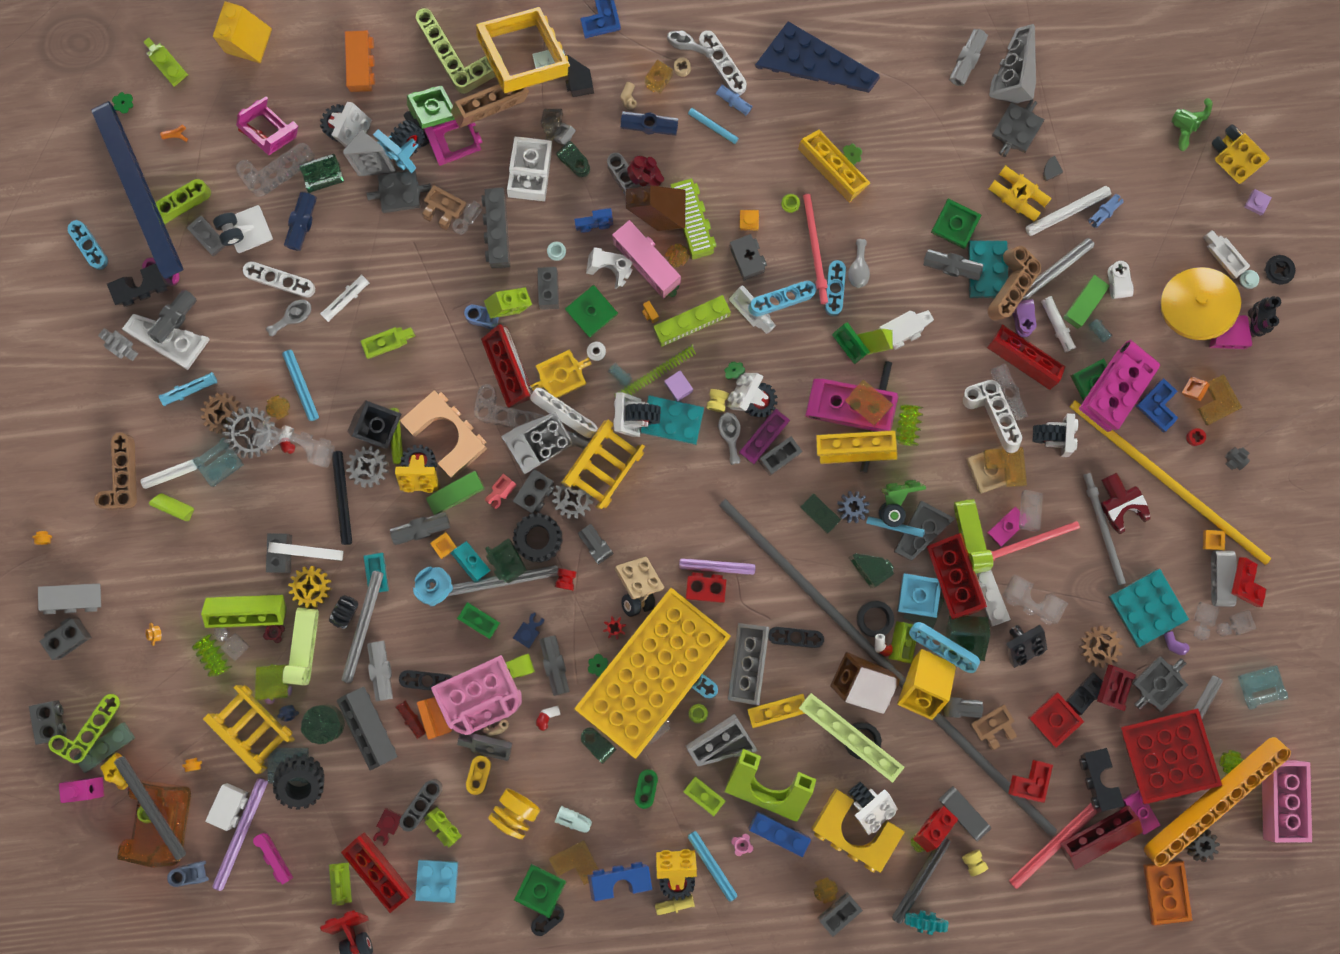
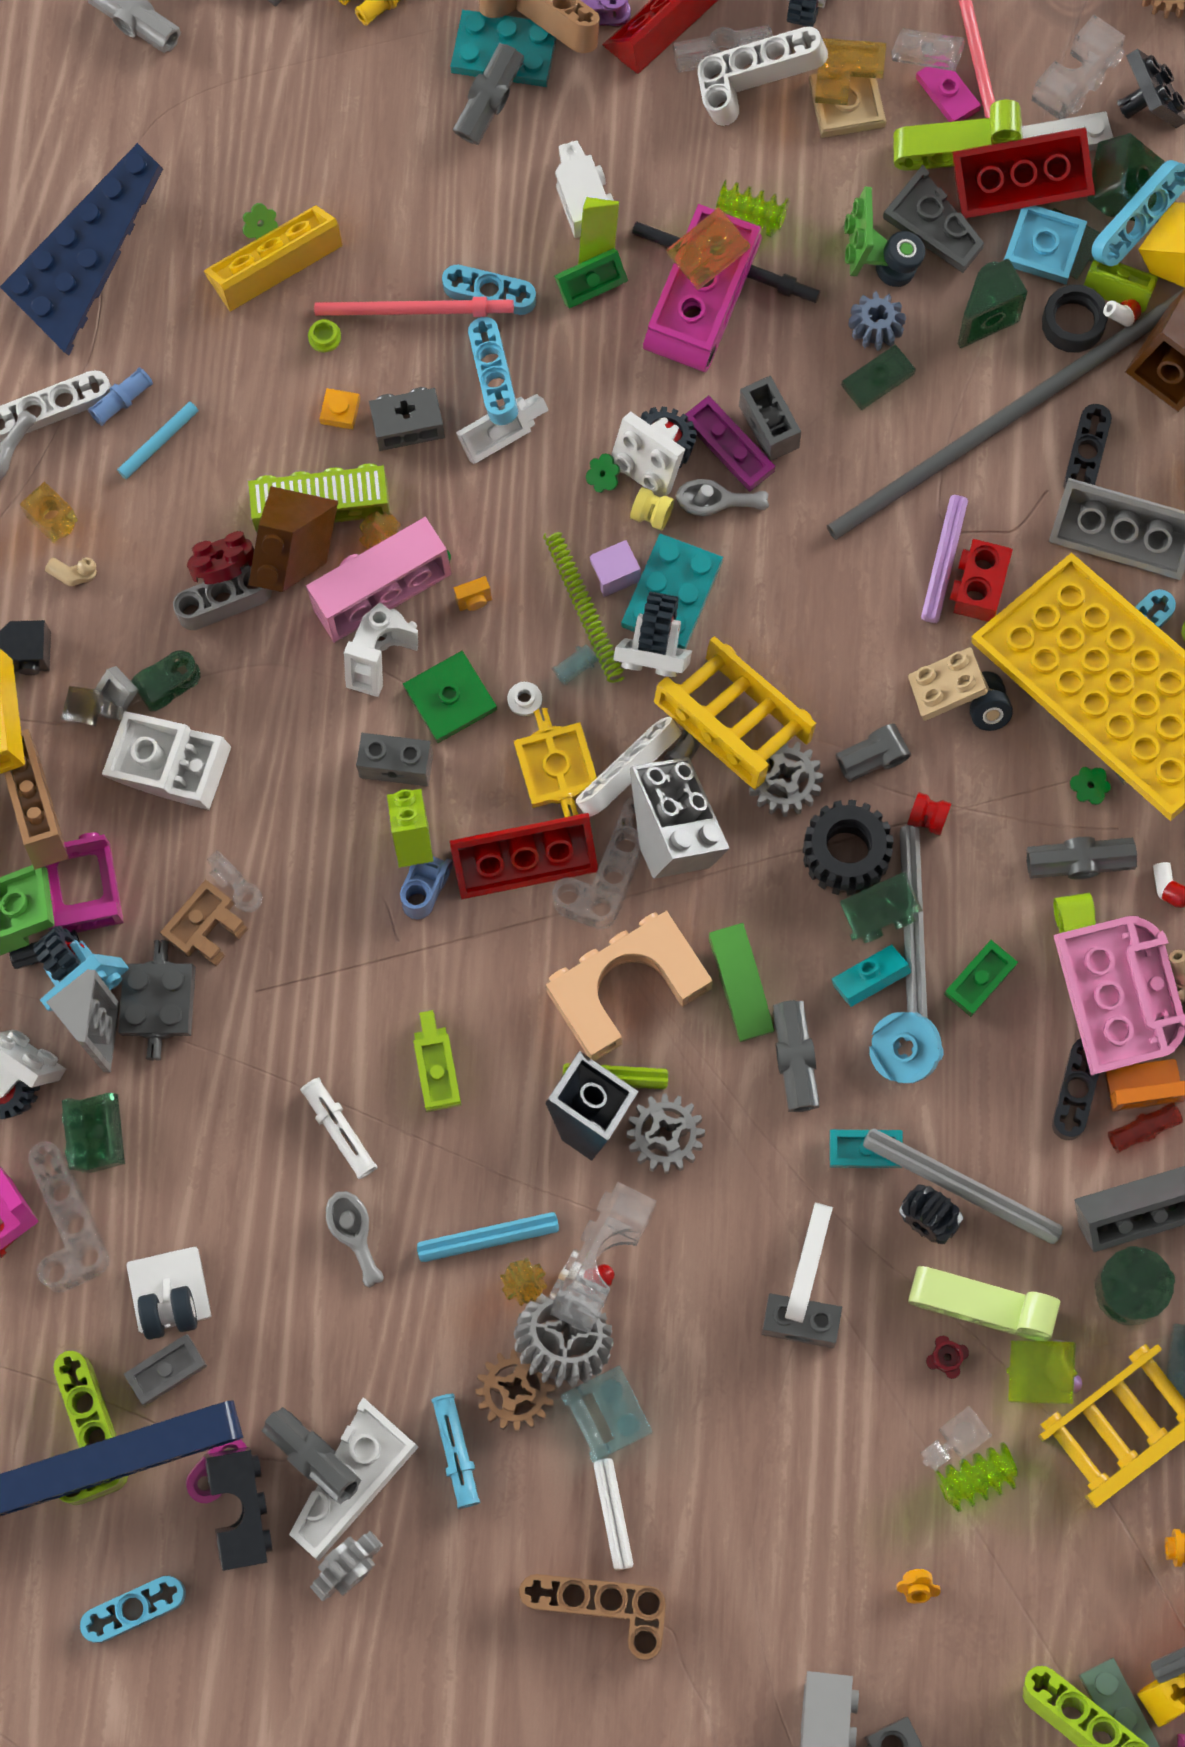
camera: 75 degrees left, 10 degrees down
(172, 506) = (678, 1515): lime slope -> none
(243, 611) = (899, 1401): lime brick -> none
(280, 276) = (282, 1249): white beam -> none
(287, 713) = (1104, 1351): dark blue plate -> none
(300, 221) = (175, 1188): dark blue piece -> none
(309, 593) = (856, 1267): yellow gear -> none
(341, 497) = (718, 1192): black axle -> none
(380, 671) = (1049, 1168): light grey piece -> none
(418, 470) = (689, 1038): yellow plate -> none
(443, 545) = (833, 1018): light orange plate -> none
(497, 228) = (265, 831): dark grey brick -> none
(501, 489) = (745, 899): coral plate -> none
(527, 632) = (1014, 898): dark blue plate -> none
(529, 489) = (755, 849): dark grey brick -> none
(556, 251) = (327, 739): light aqua plate -> none
(601, 219) = (290, 648): blue plate -> none
(619, 626) = (1028, 734): red gear -> none
(637, 121) = (123, 559): dark blue piece -> none
(684, 72) = (39, 463): tan bush -> none
(692, 321) = (503, 526): lime brick -> none
(857, 447) = (779, 284): yellow fence -> none
(859, 271) = (466, 245): light grey piece -> none
(902, 528) = (929, 242): medium azure bar -> none
(956, 223) = (416, 82): green plate -> none

